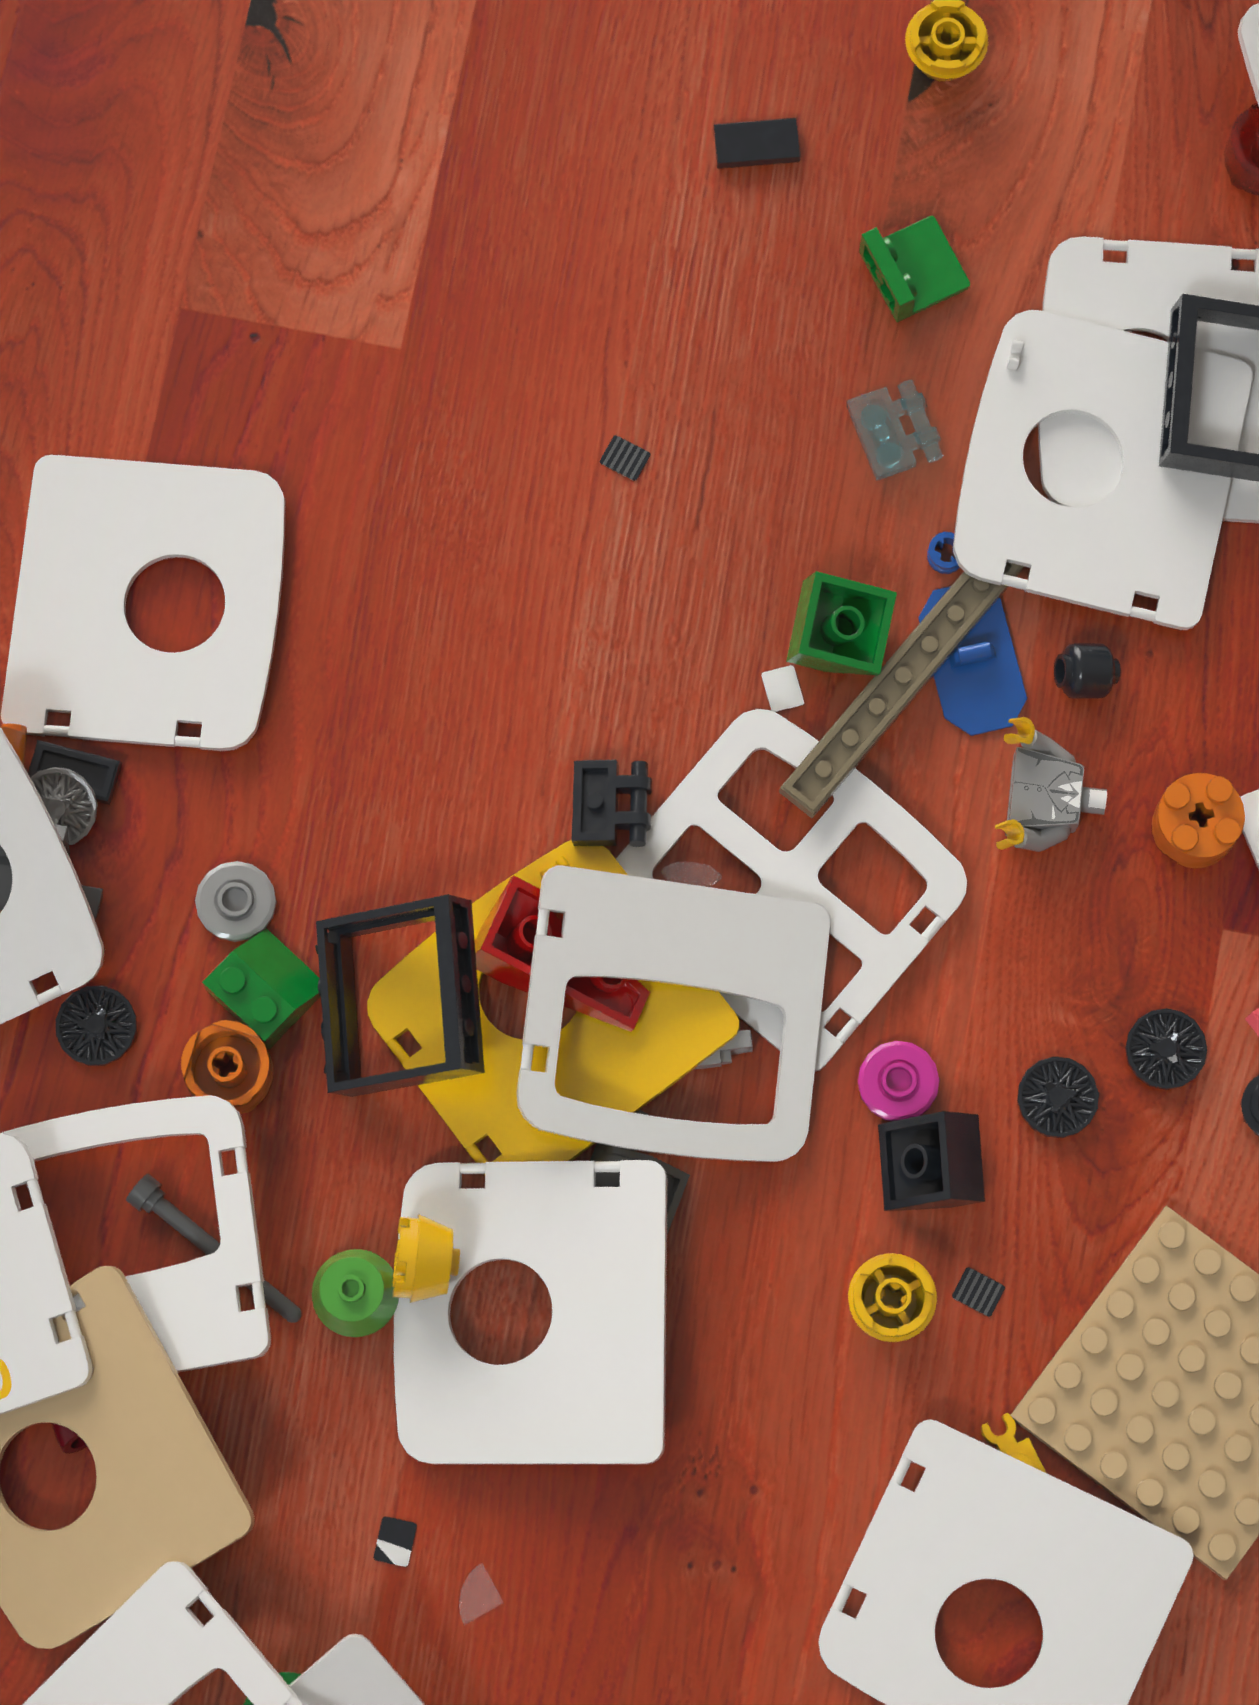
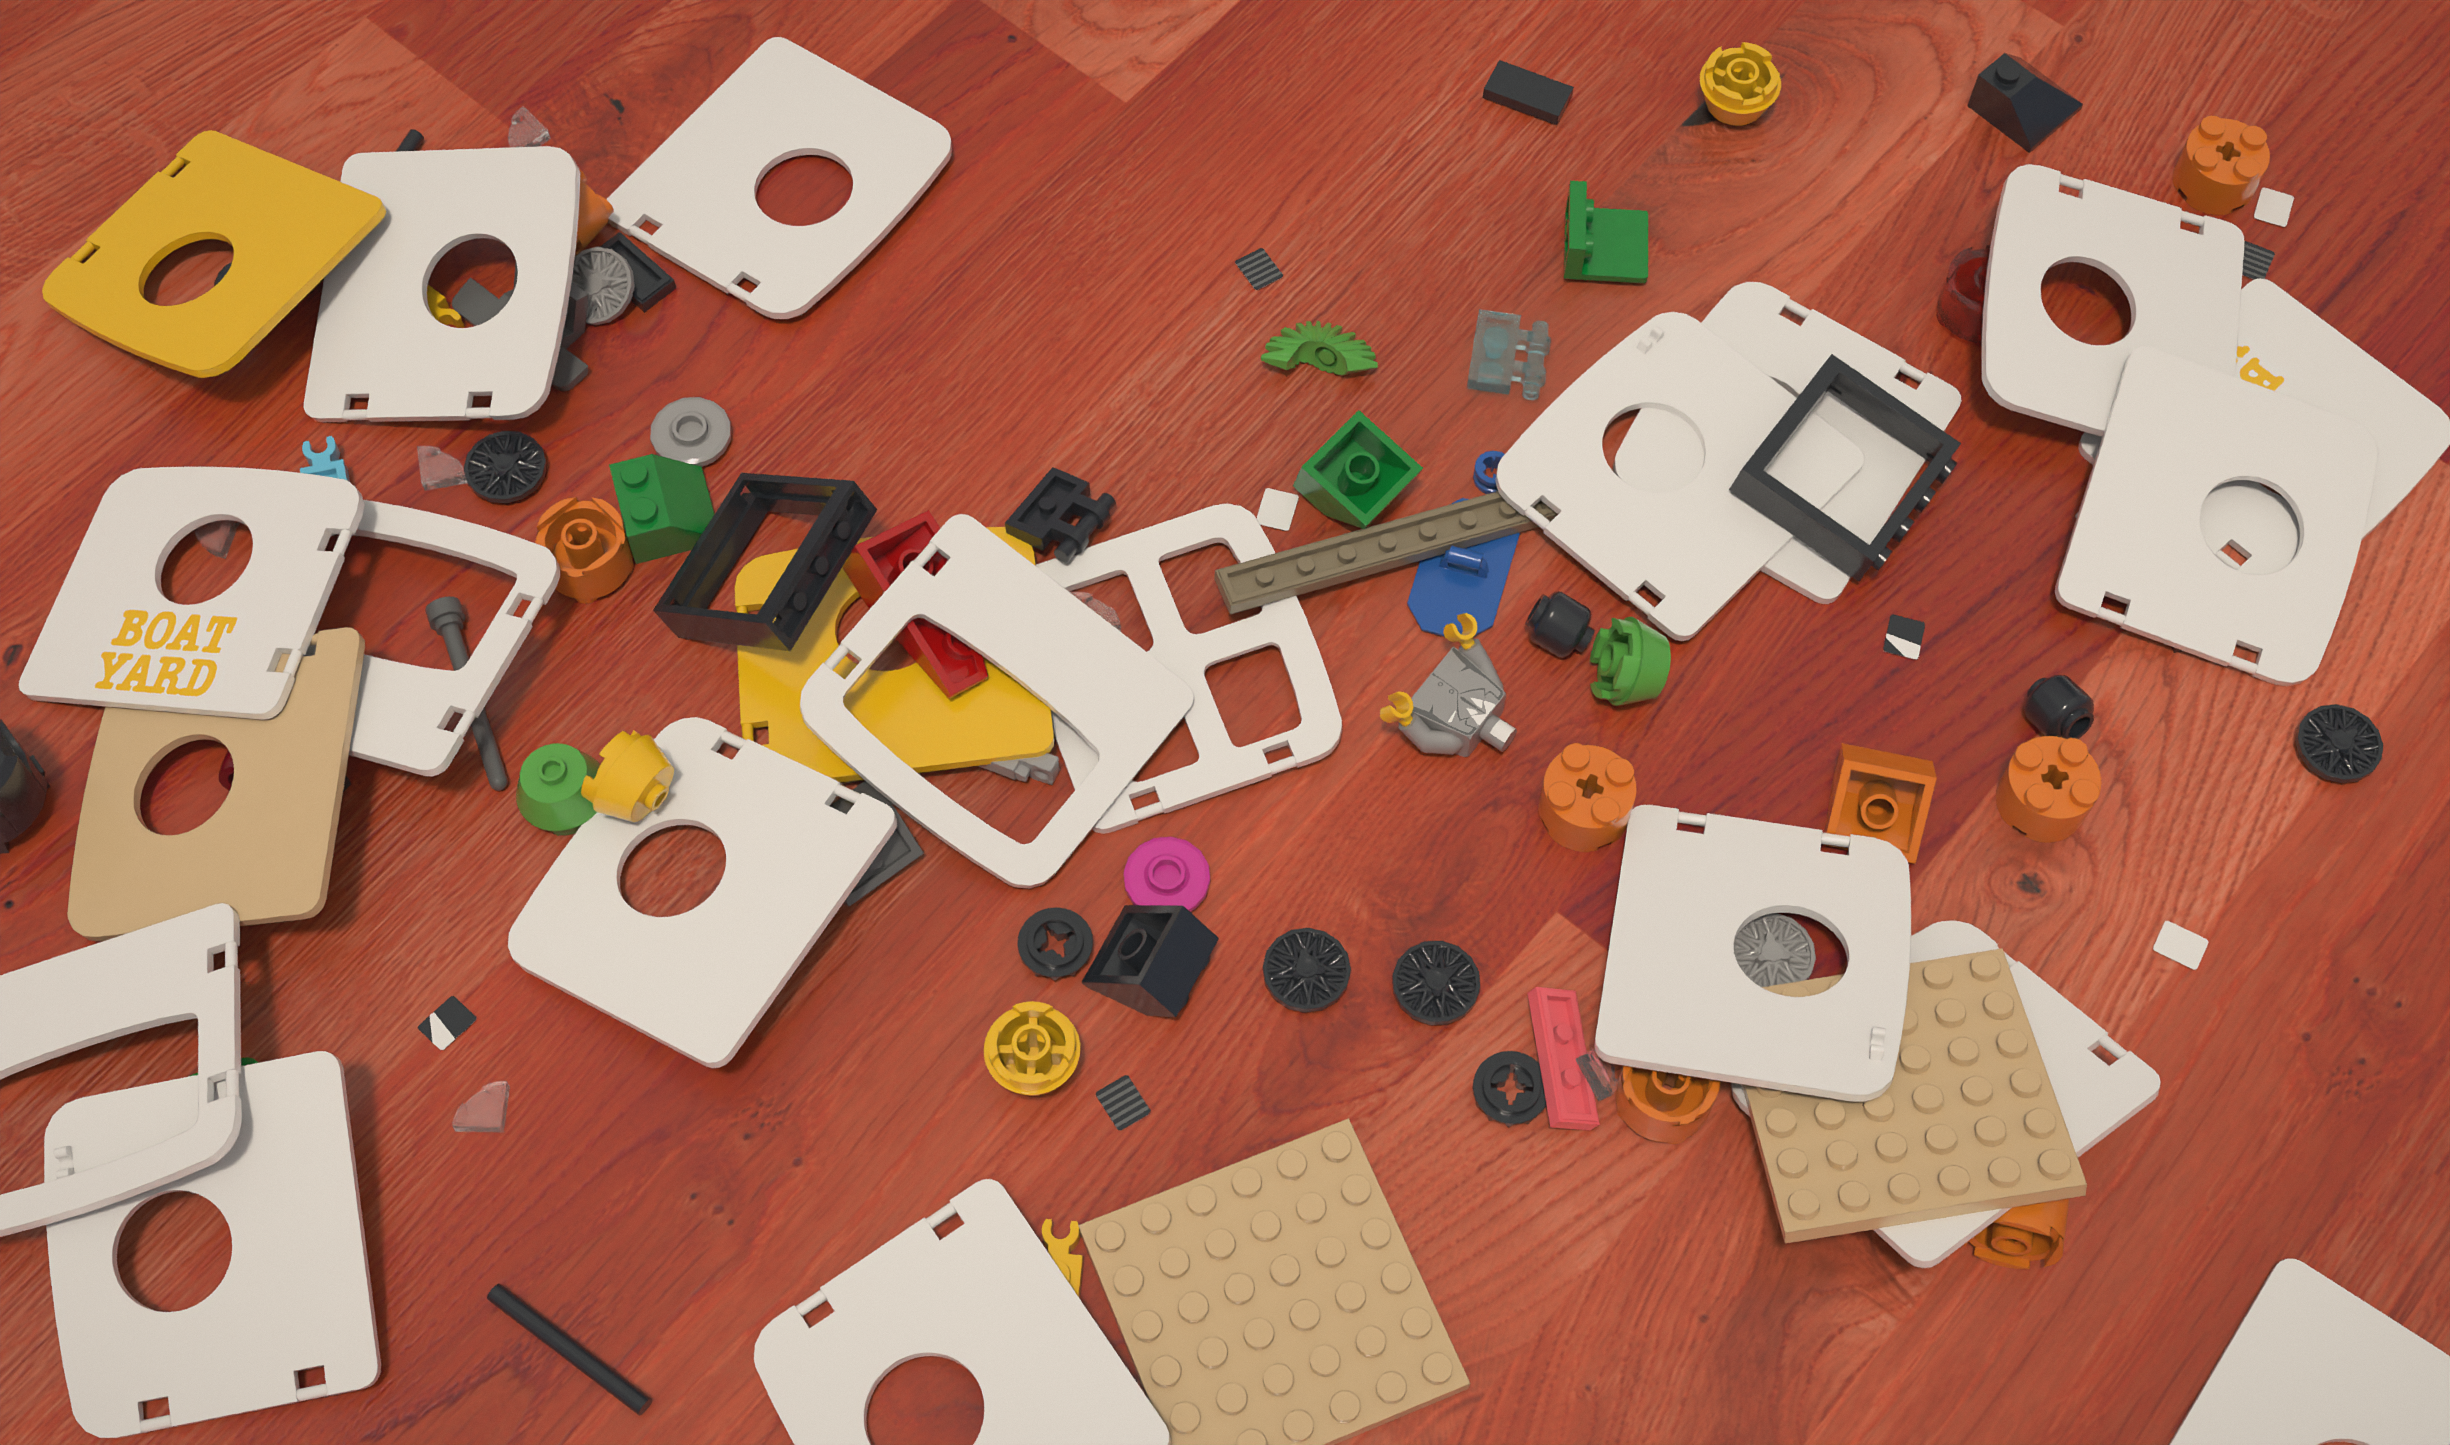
camera: 30 degrees right, 15 degrees down
(37, 1059) = (439, 468): none -> clear tile
(730, 511) = (1320, 347): none -> bright green hair
(838, 1171) = (1062, 925): none -> black gear
(1167, 678) = (1630, 662): none -> bright green cone

